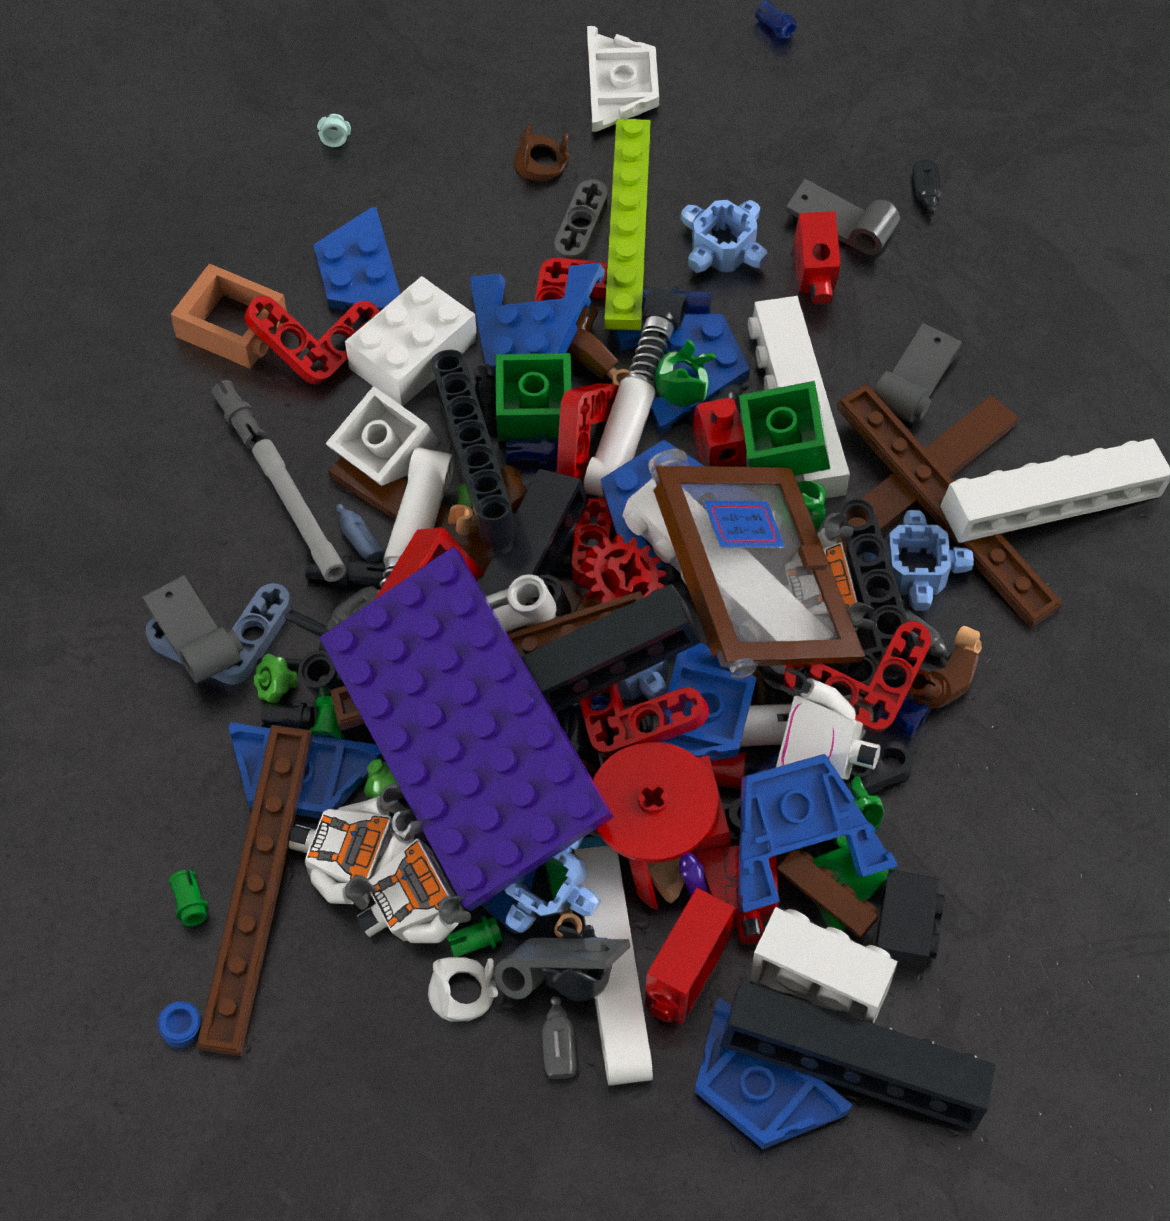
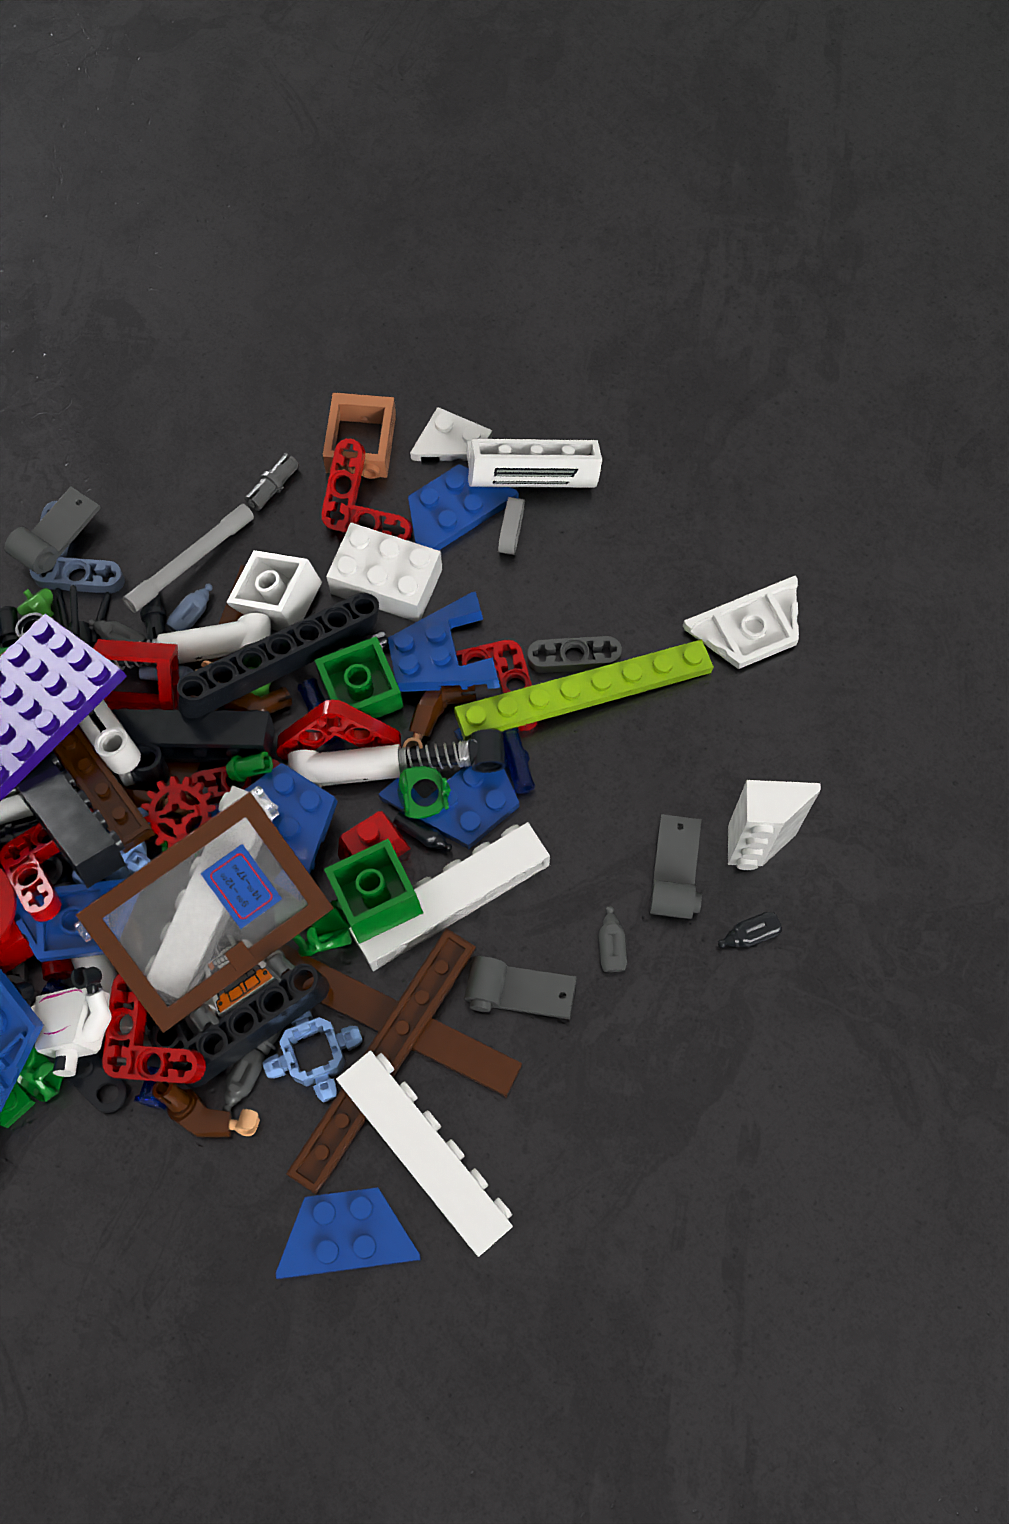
camera: 70 degrees right, 10 degrees up
(275, 244) = (447, 437): none -> white wing
(331, 137) = (586, 428): light aqua plate -> none
(358, 172) = (533, 463): none -> white brick
(412, 222) = (511, 525): none -> light grey beam
(528, 167) = (636, 577): reddish brown piece -> none
(591, 509) = (241, 768): none -> green pin
(724, 256) = (596, 795): light blue piece -> none
(782, 23) = (887, 738): clear blue pin -> none
(817, 255) = (618, 857): red torso -> none
(848, 109) = (767, 820): none -> white slope
(897, 290) = (612, 944): none -> dark grey piece
(1109, 592) = (345, 1234): none -> blue wing

